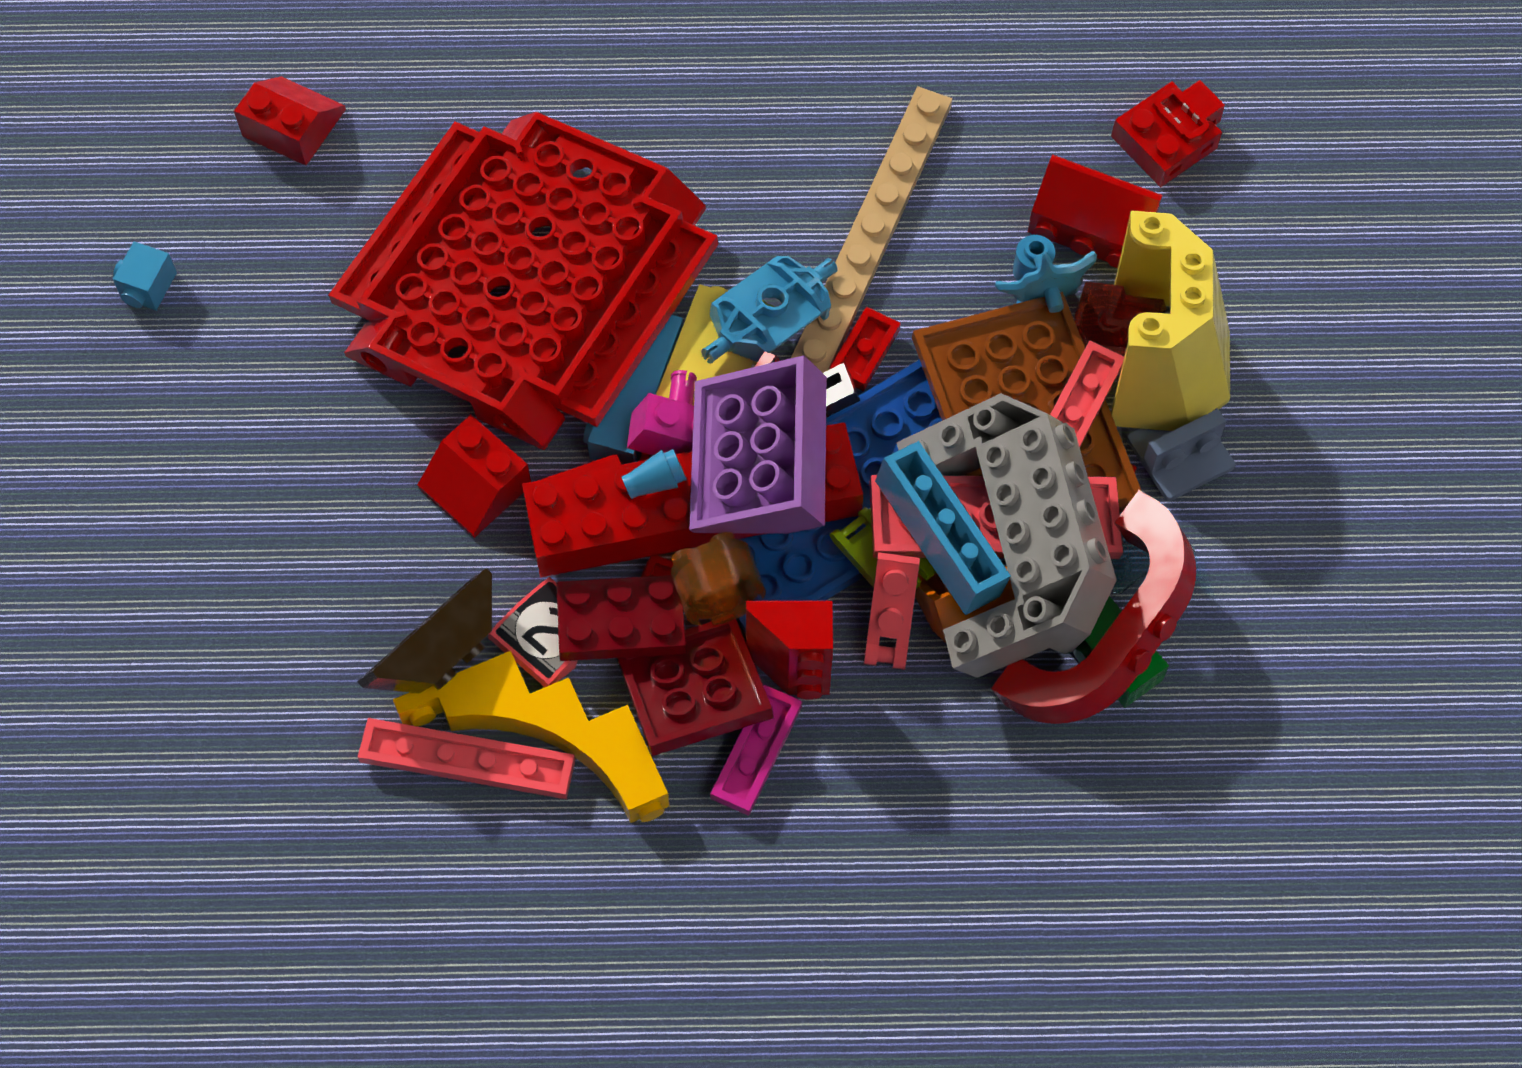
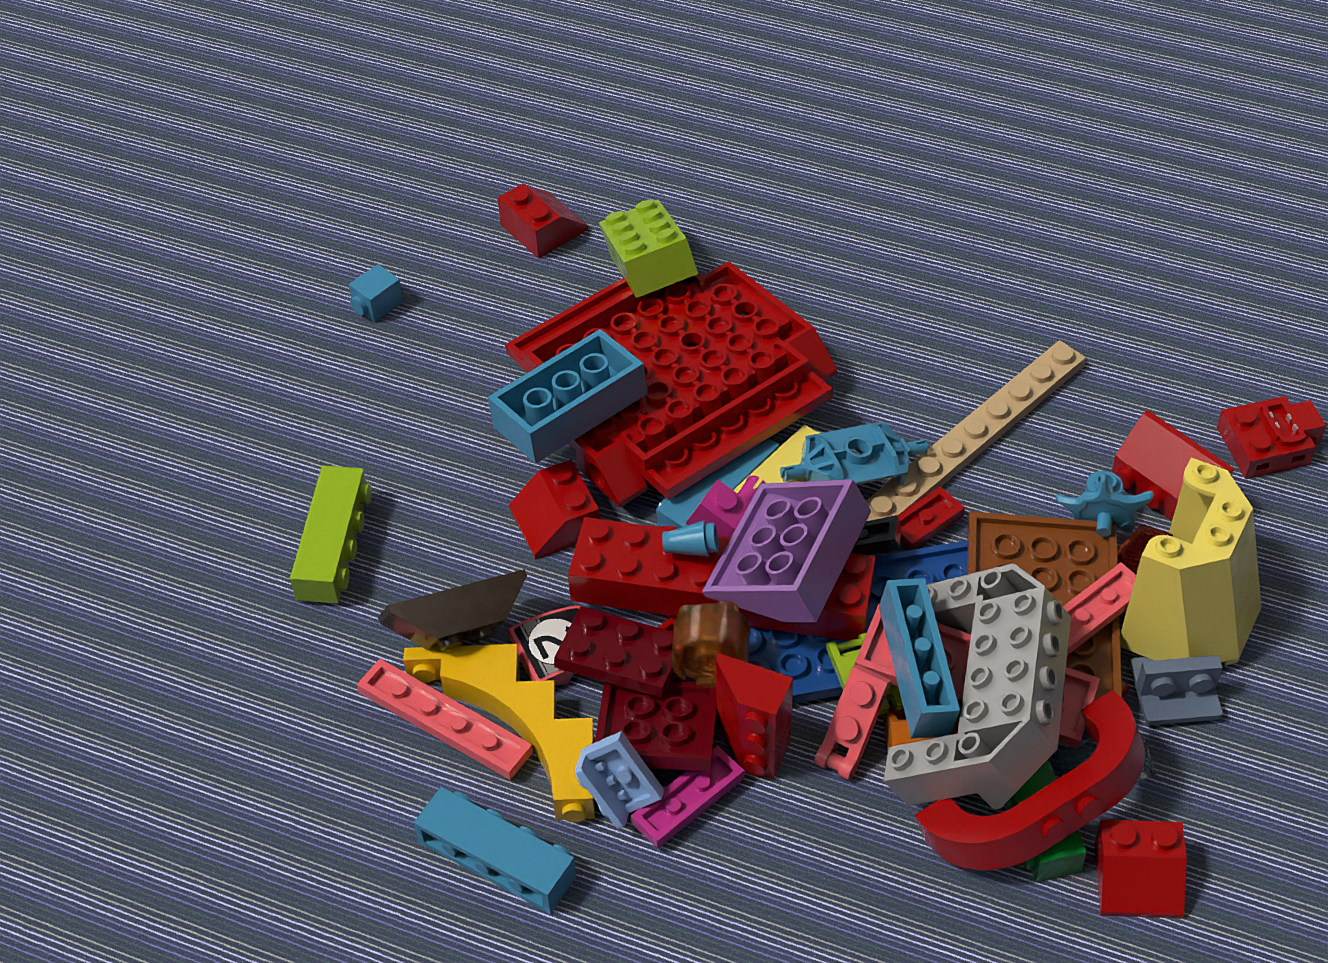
camera: 25 degrees right, 15 degrees down
(243, 594) = (330, 534): none -> lime brick
(439, 124) = (648, 247): none -> lime brick
(445, 349) = (567, 395): none -> dark azure brick
(589, 880) = (496, 849): none -> dark azure brick
(685, 764) = (617, 778): none -> light blue bracket
(1221, 660) = (1141, 868): none -> red slope

